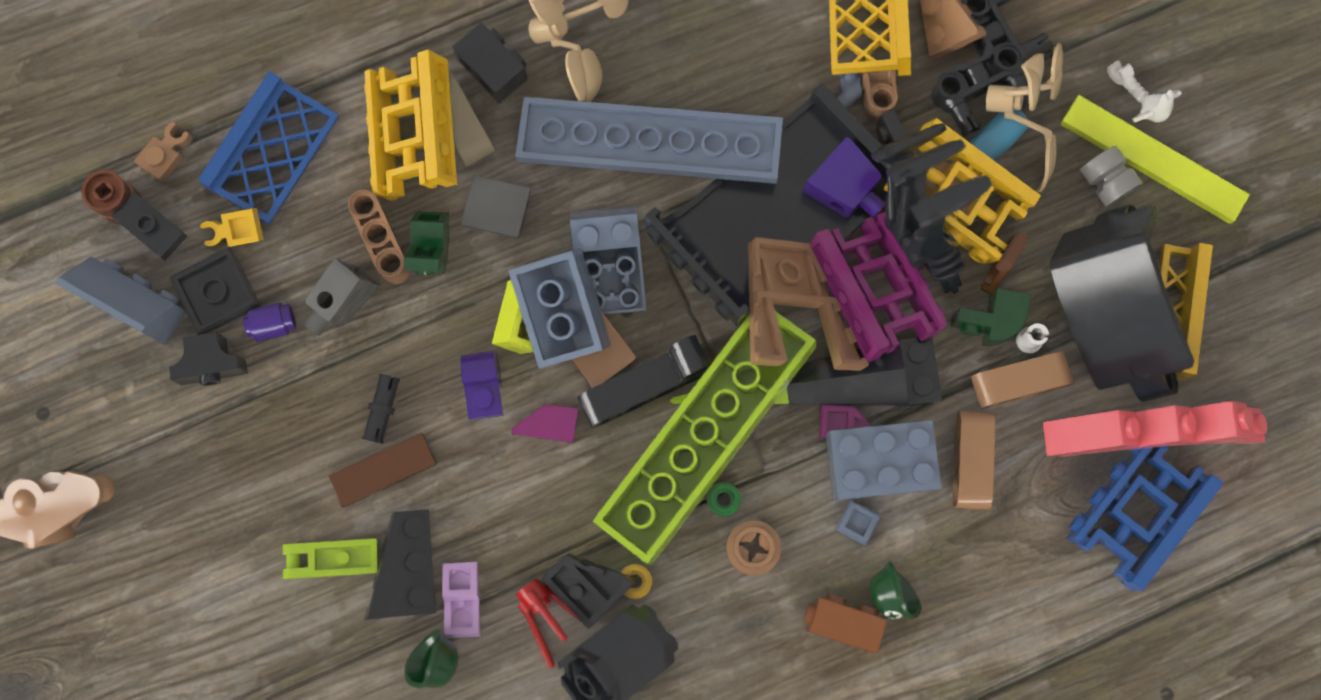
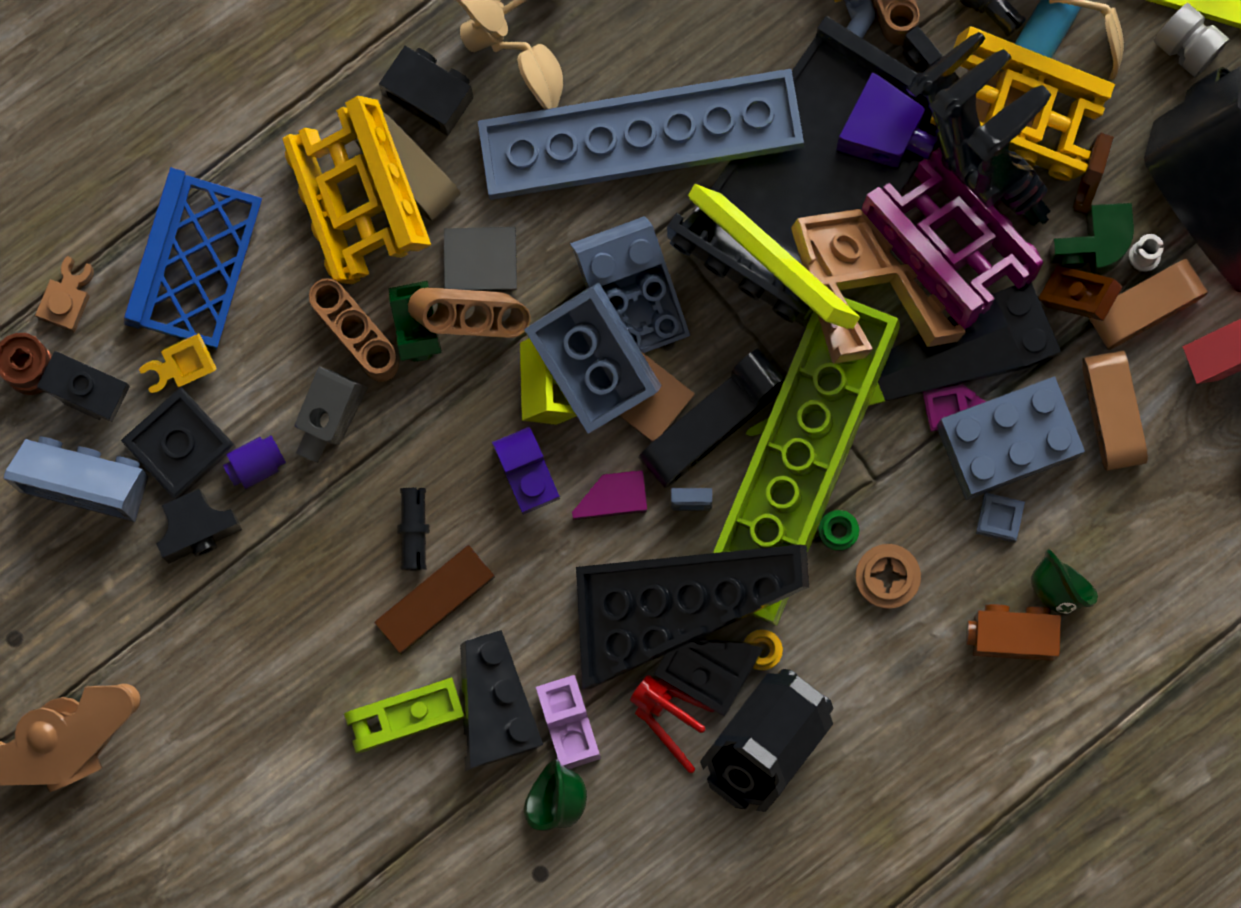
camera: 10 degrees left, 0 degrees up
(460, 235) = (483, 322): none -> medium nougat beam
(561, 525) = (660, 604): none -> black wing
(610, 443) = (691, 499): none -> sand blue tile
(727, 266) = (774, 257): none -> neon yellow tile
(970, 357) = (1080, 293): none -> reddish brown plate

